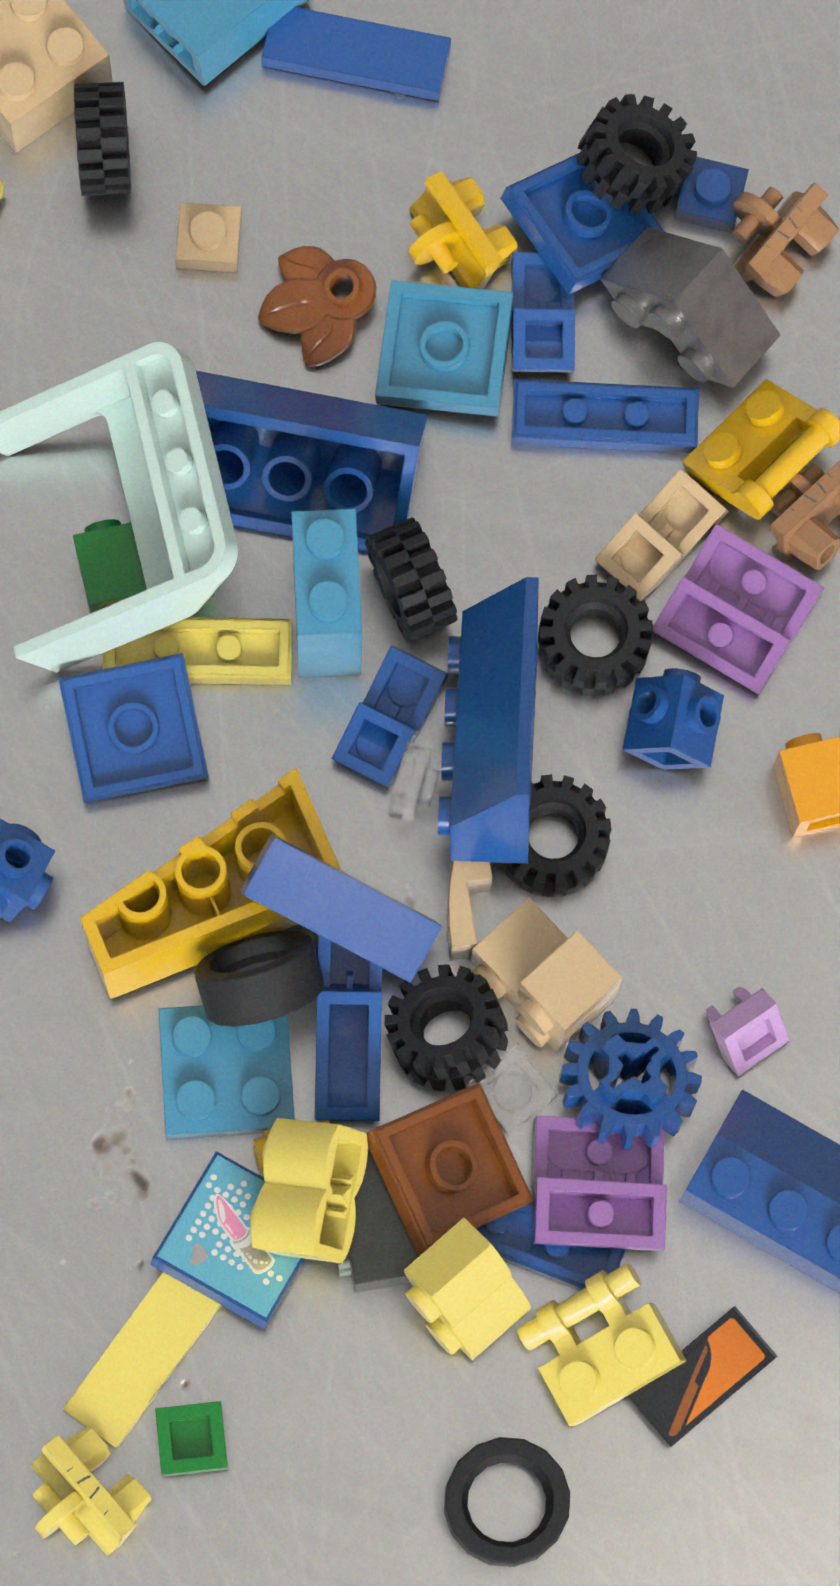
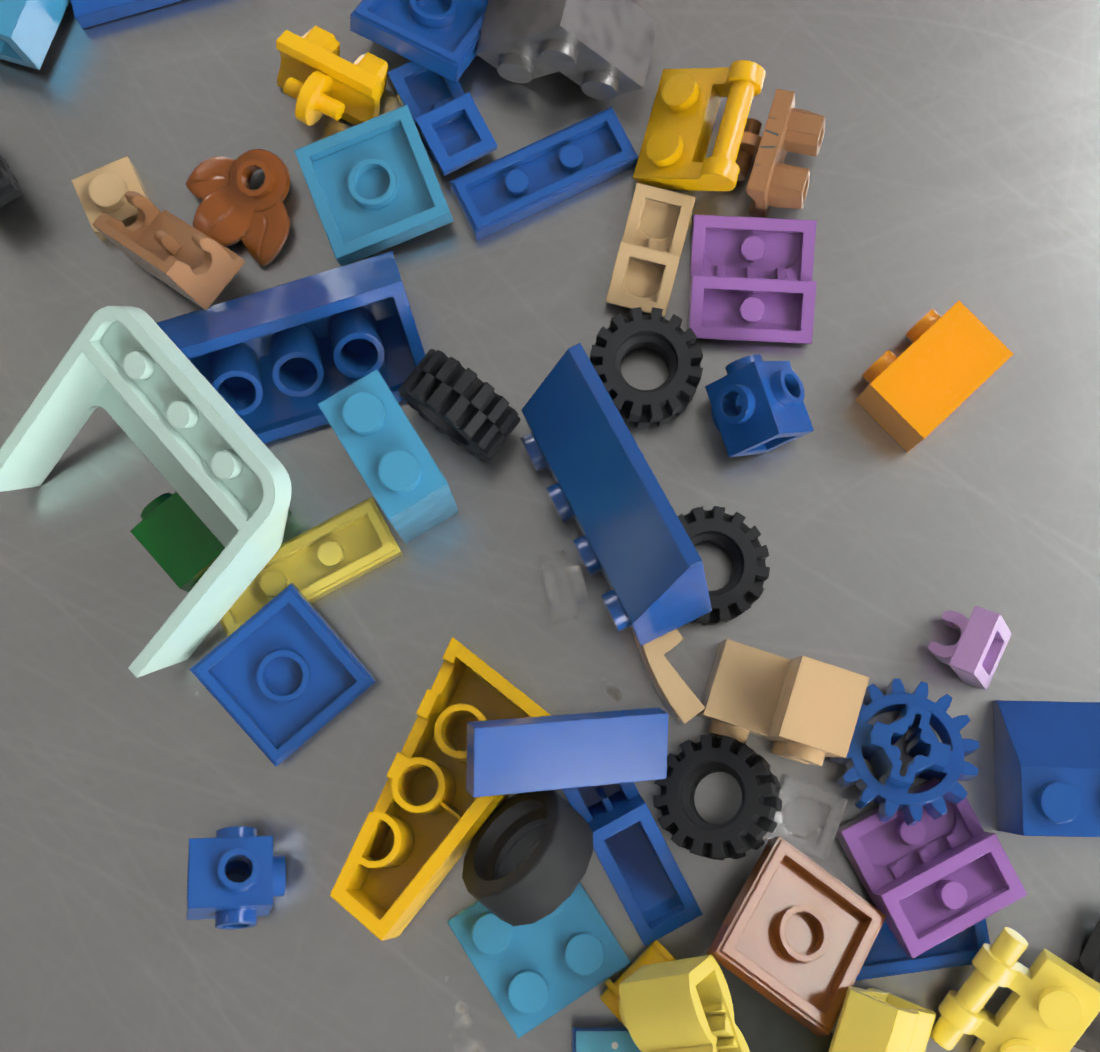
camera: 25 degrees left, 5 degrees up
(236, 314) = (172, 251): none -> medium nougat hinge
(390, 716) = (506, 537): blue slope -> none

